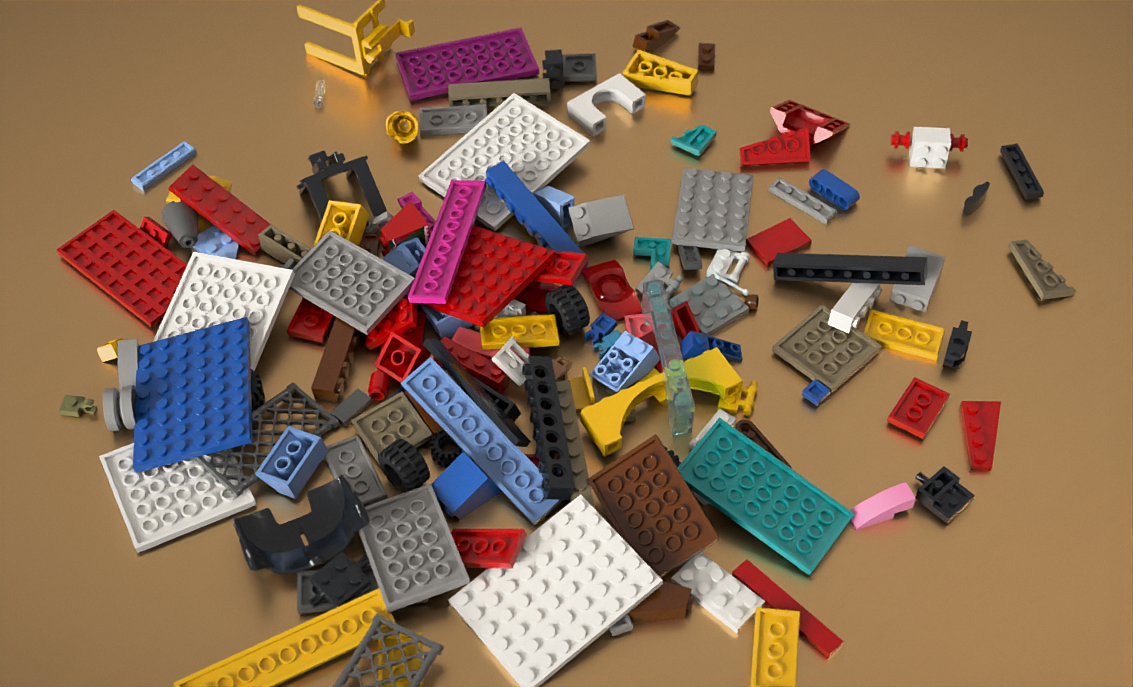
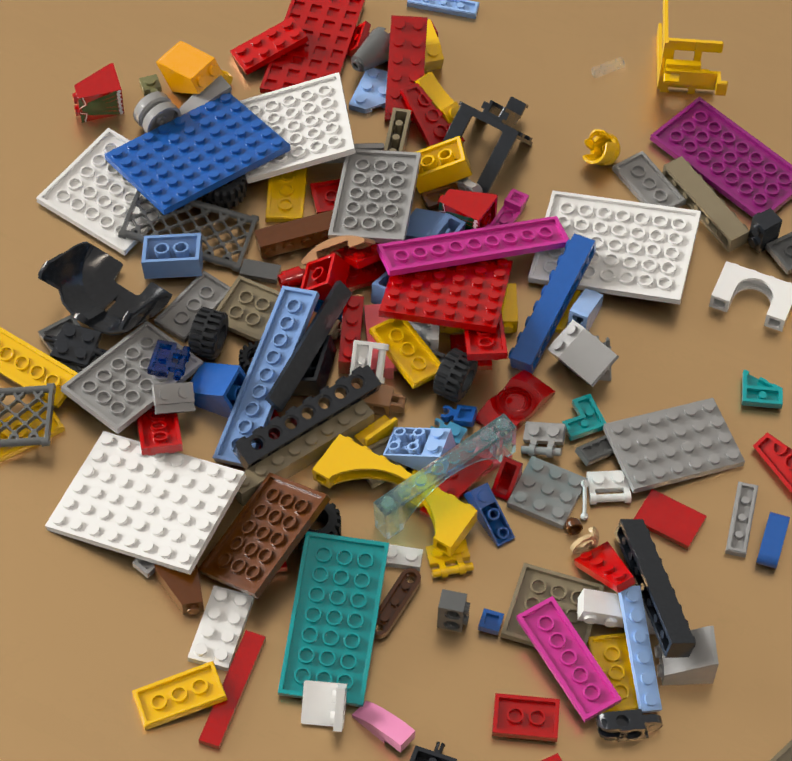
camera: 60 degrees right, 5 degrees up
(60, 443) = (98, 95): none -> red slope
(91, 361) = (188, 69): none -> light orange slope
(109, 296) = (269, 45): none -> red plate
(272, 205) = (439, 97): none -> yellow slope
(287, 357) = (286, 196): none -> yellow tile
(295, 222) = (426, 116): none -> red wing
(393, 310) = (335, 244): none -> medium nougat slope
(413, 511) = (162, 360): none -> clear blue plate
(459, 520) = (173, 398): none -> light grey plate
(773, 295) = (591, 540): none -> tan piece
(798, 409) = (453, 610): none -> dark grey brick
(810, 292) = (606, 567): none -> red wing
(846, 536) = (324, 704): none -> white bracket
(883, 353) = (568, 659): none -> dark pink plate
(899, 303) = (640, 650): none -> light blue plate

